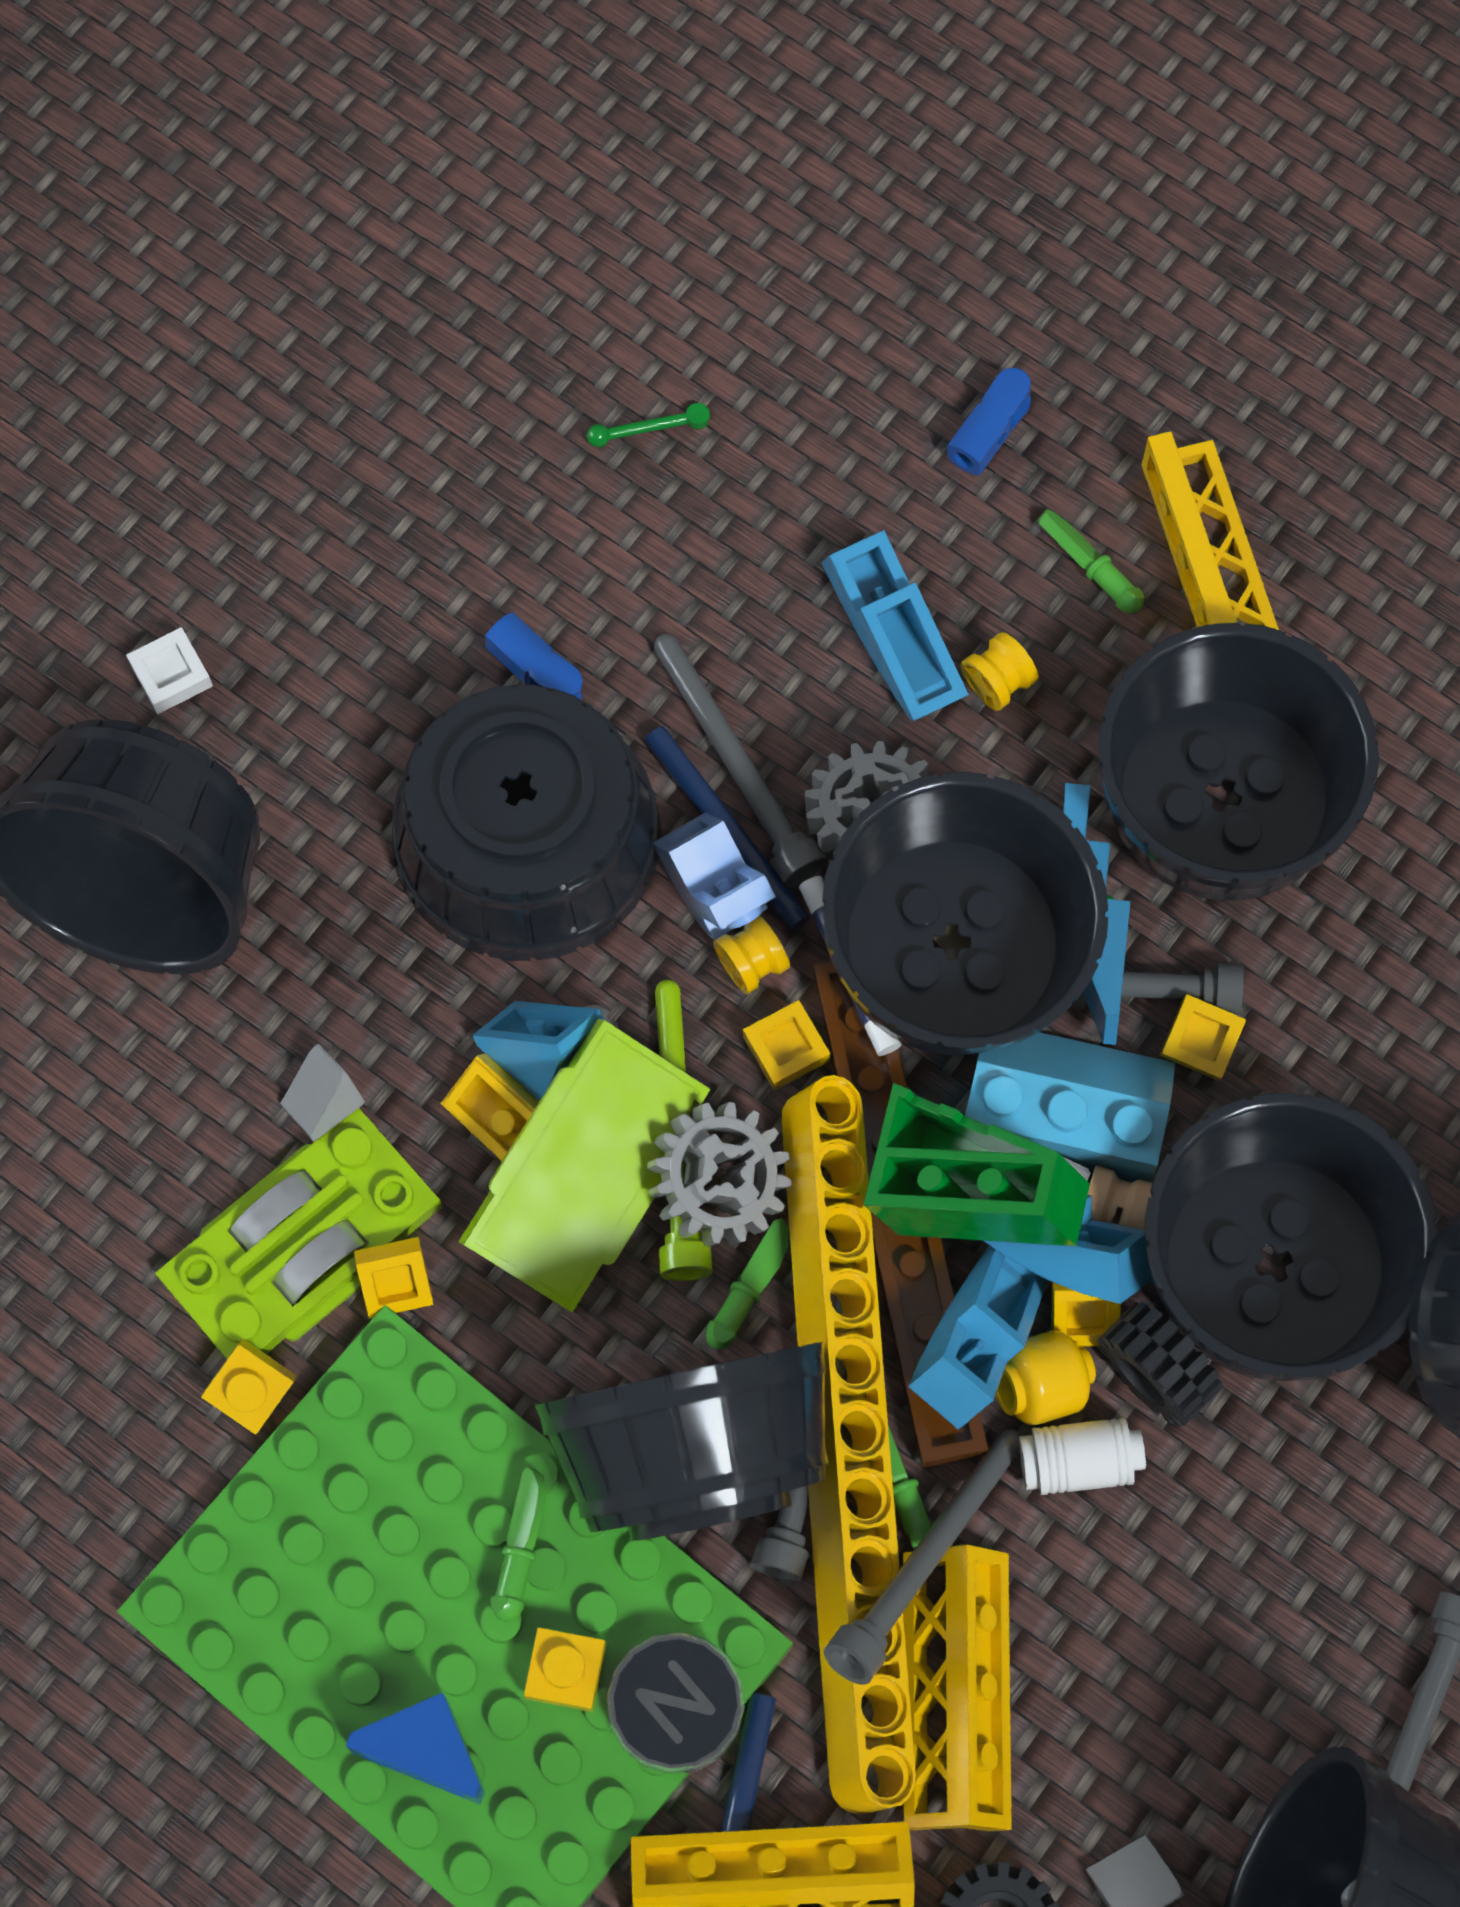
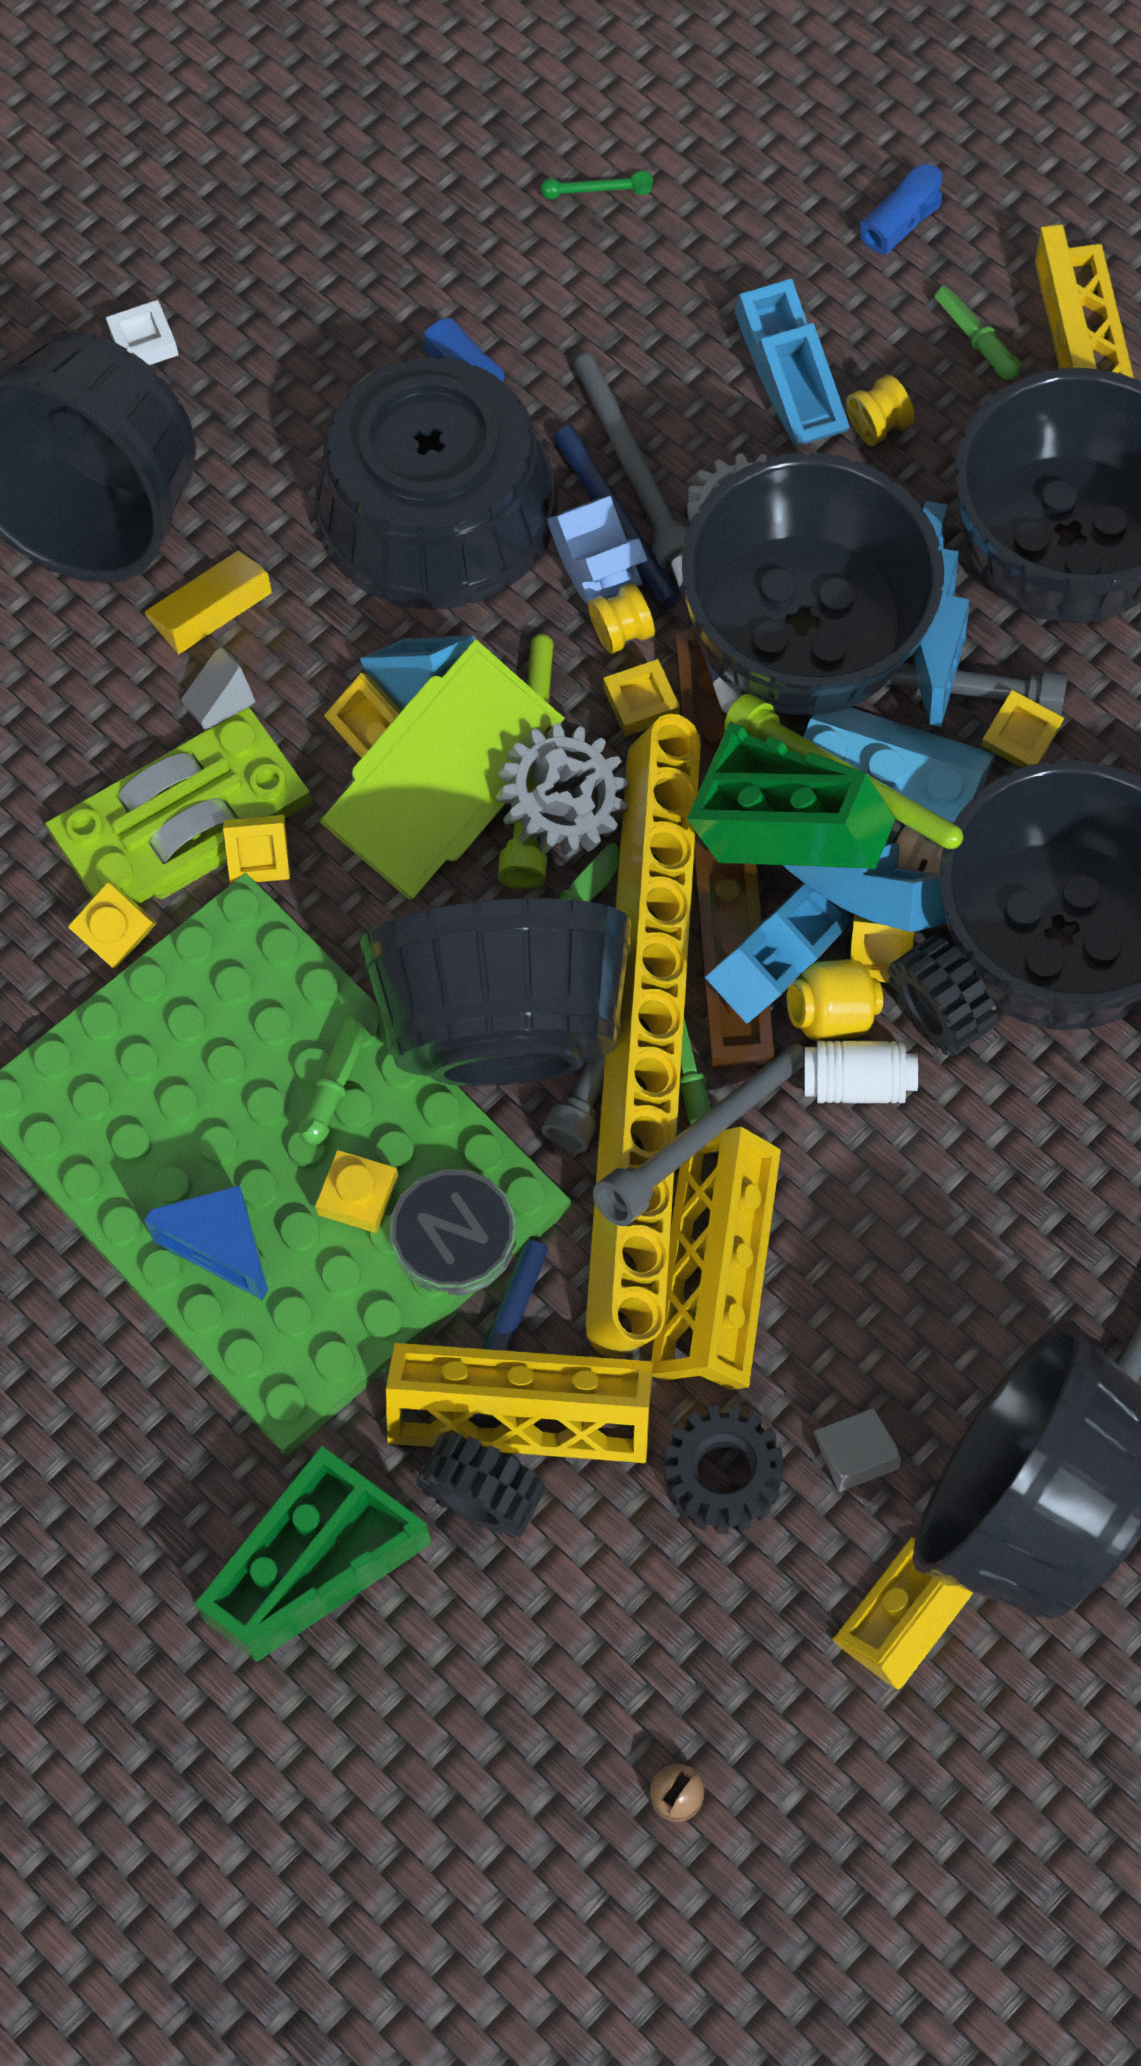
camera: 10 degrees right, 5 degrees down
(293, 981) = (210, 601): none -> yellow slope
(923, 1075) = (761, 722): none -> lime piece

